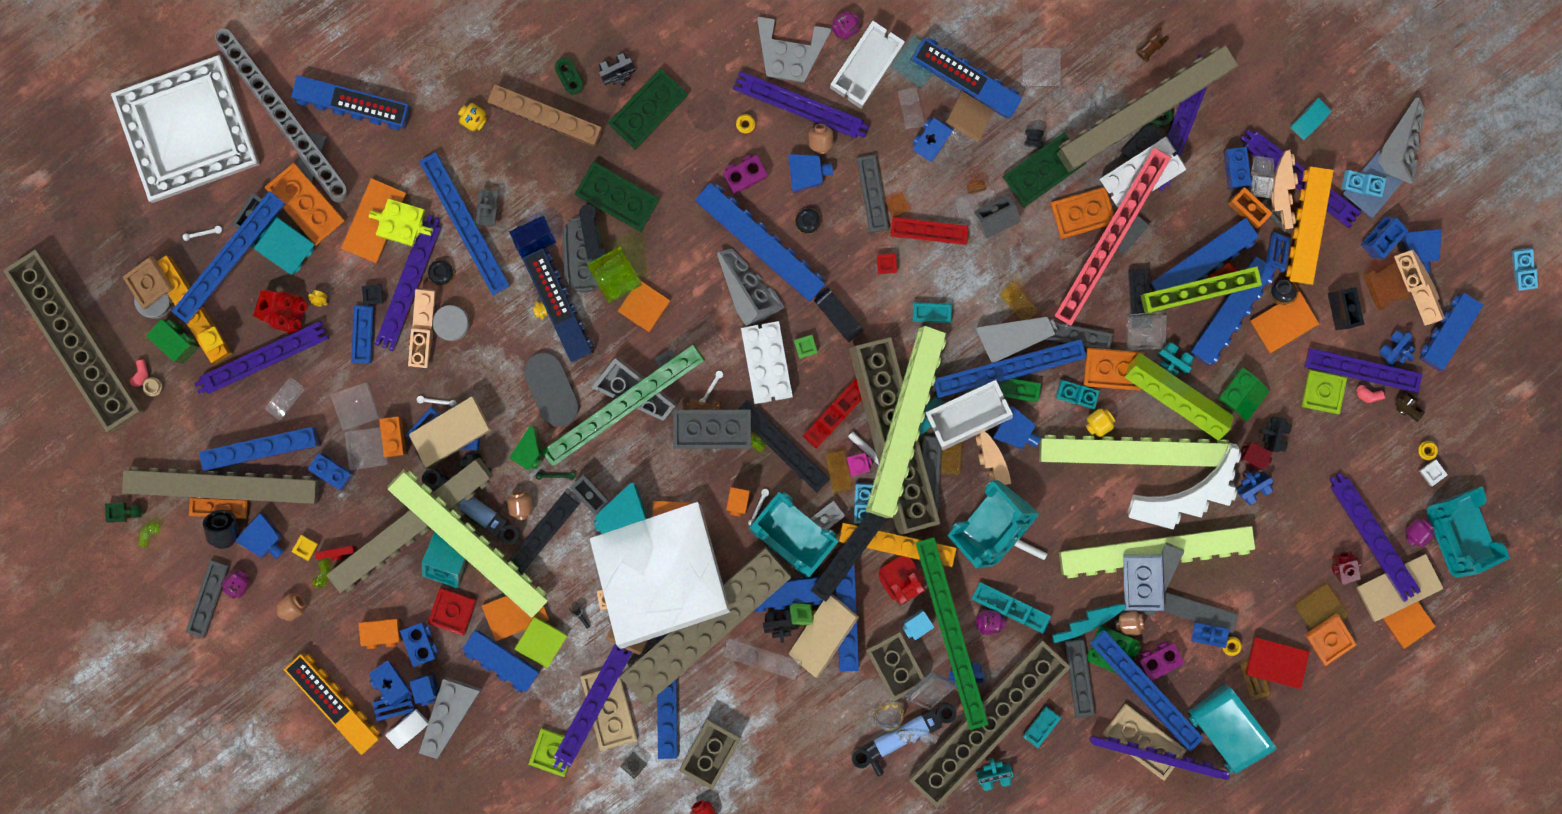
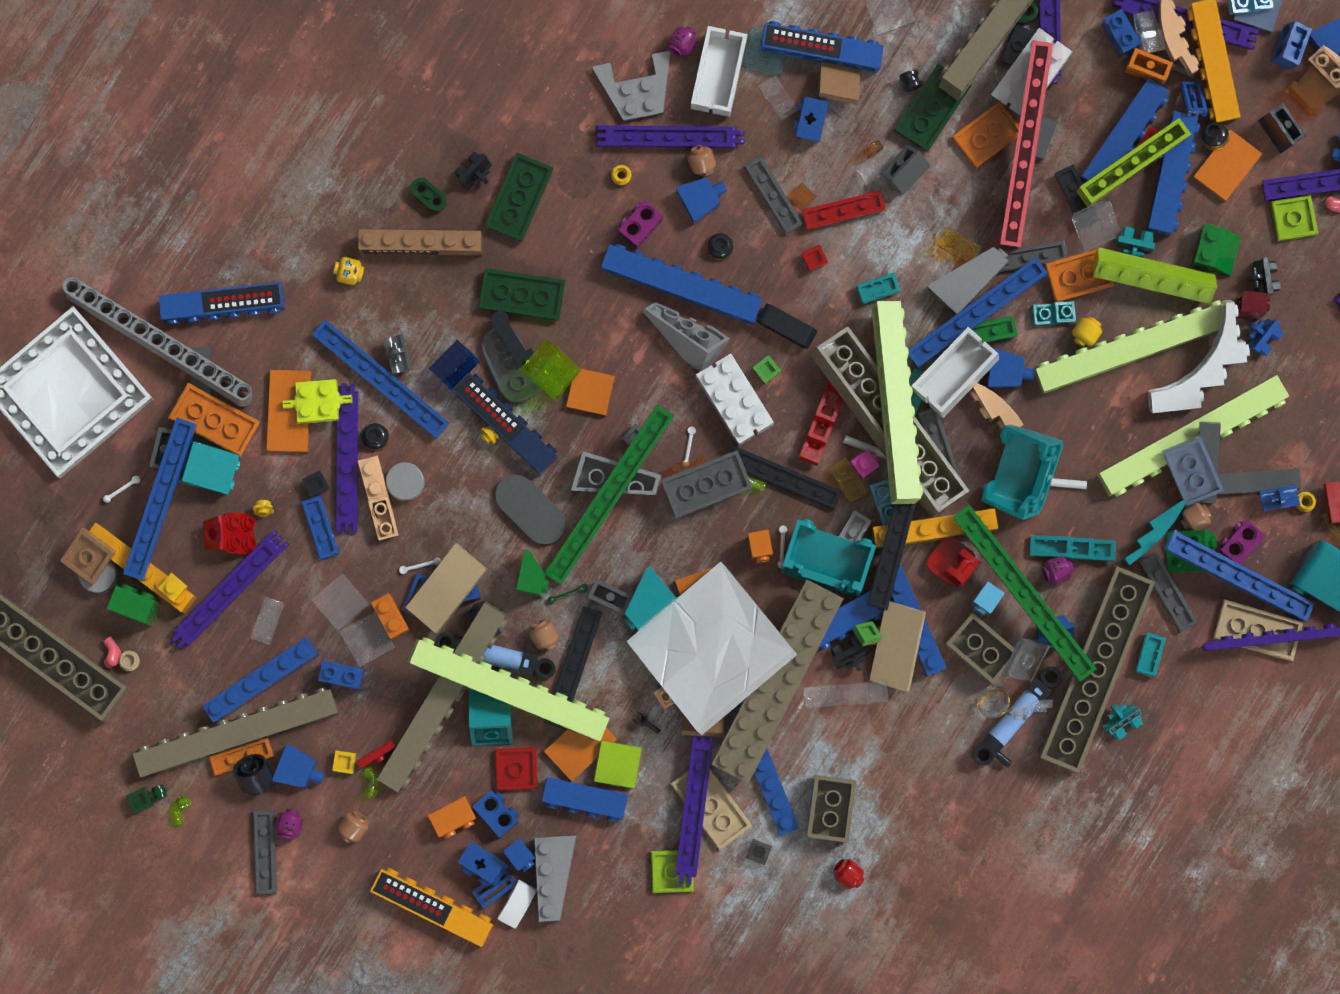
camera: 25 degrees left, 5 degrees down
(951, 460) = (954, 425): clear yellow slope -> none

